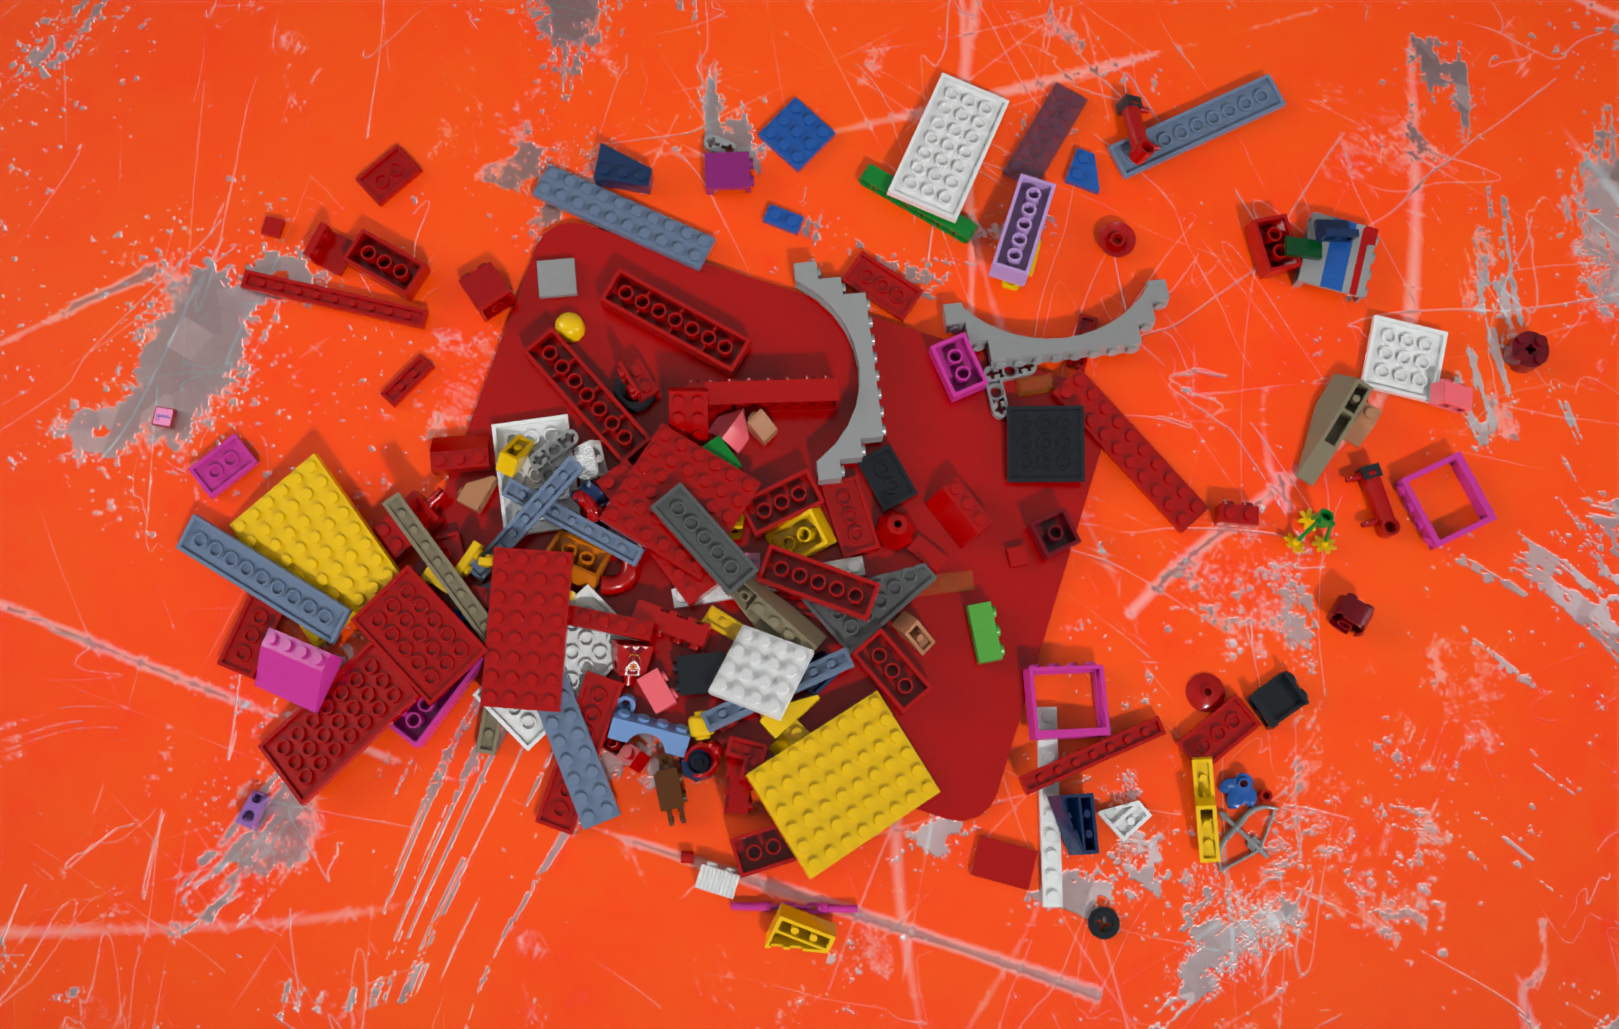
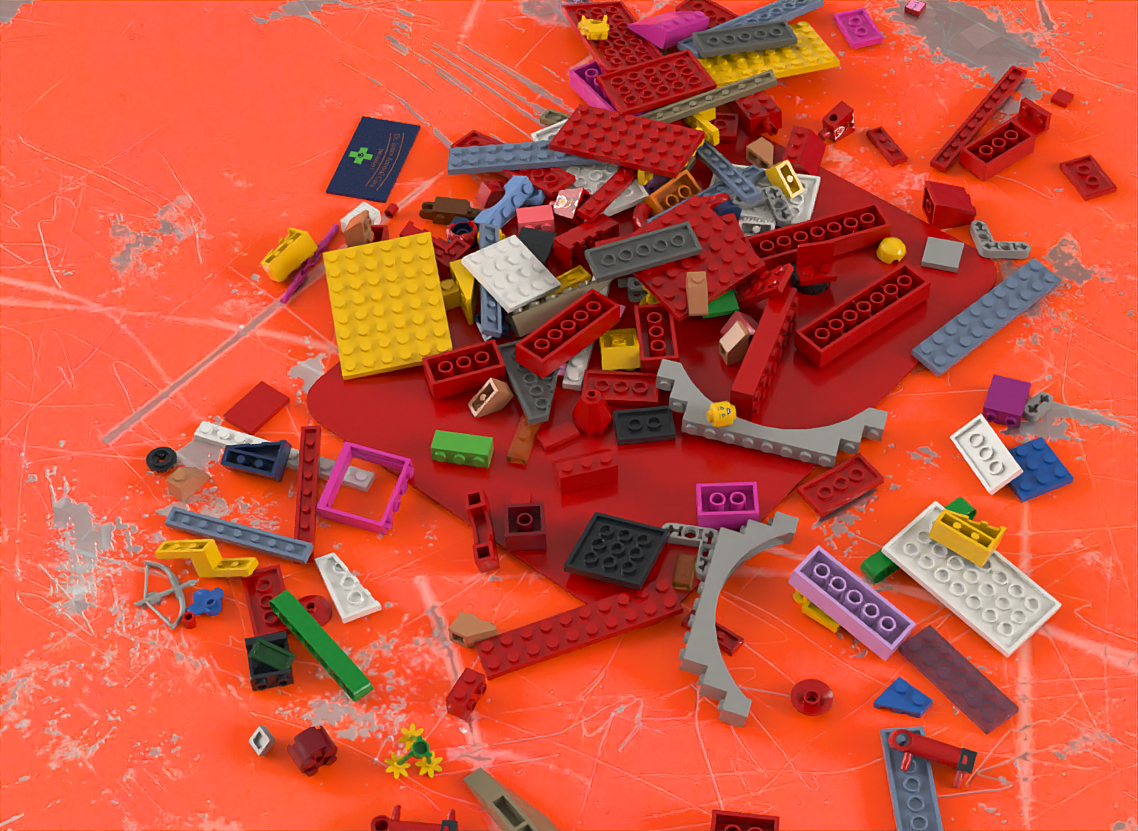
camera: 120 degrees right, 30 degrees down
(310, 566) = (744, 38): none -> dark grey plate
(355, 735) = (594, 28): none -> yellow piece
(393, 431) = (838, 123): none -> red torso
(526, 239) = (996, 249): none -> light grey beam
(612, 916) = (373, 159): none -> clear blue piece
(622, 172) = (1034, 323): dark blue wedge -> none
(735, 469) = (697, 293): none -> nougat slope
(762, 858) = (359, 230): none -> nougat slope
(783, 219) = (941, 433): blue plate -> none
(802, 171) = (986, 454): none -> white plate
(871, 398) = (721, 414): none -> yellow head
(924, 148) = (966, 537): none -> yellow wedge
(1079, 566) = (480, 517): none -> red arch
(1120, 880) = (186, 482): none -> nougat slope
(1125, 818) = (238, 503): white wing -> none
(1164, 796) = (239, 535): none -> sand blue plate
(1172, 539) = (469, 629): none -> nougat slope
(1175, 670) = (345, 589): none -> white wing
(1247, 661) = (321, 645): none -> green beam
(1276, 696) = (271, 655): none -> dark green tile
(1354, 666) = (262, 740): none -> light grey plate

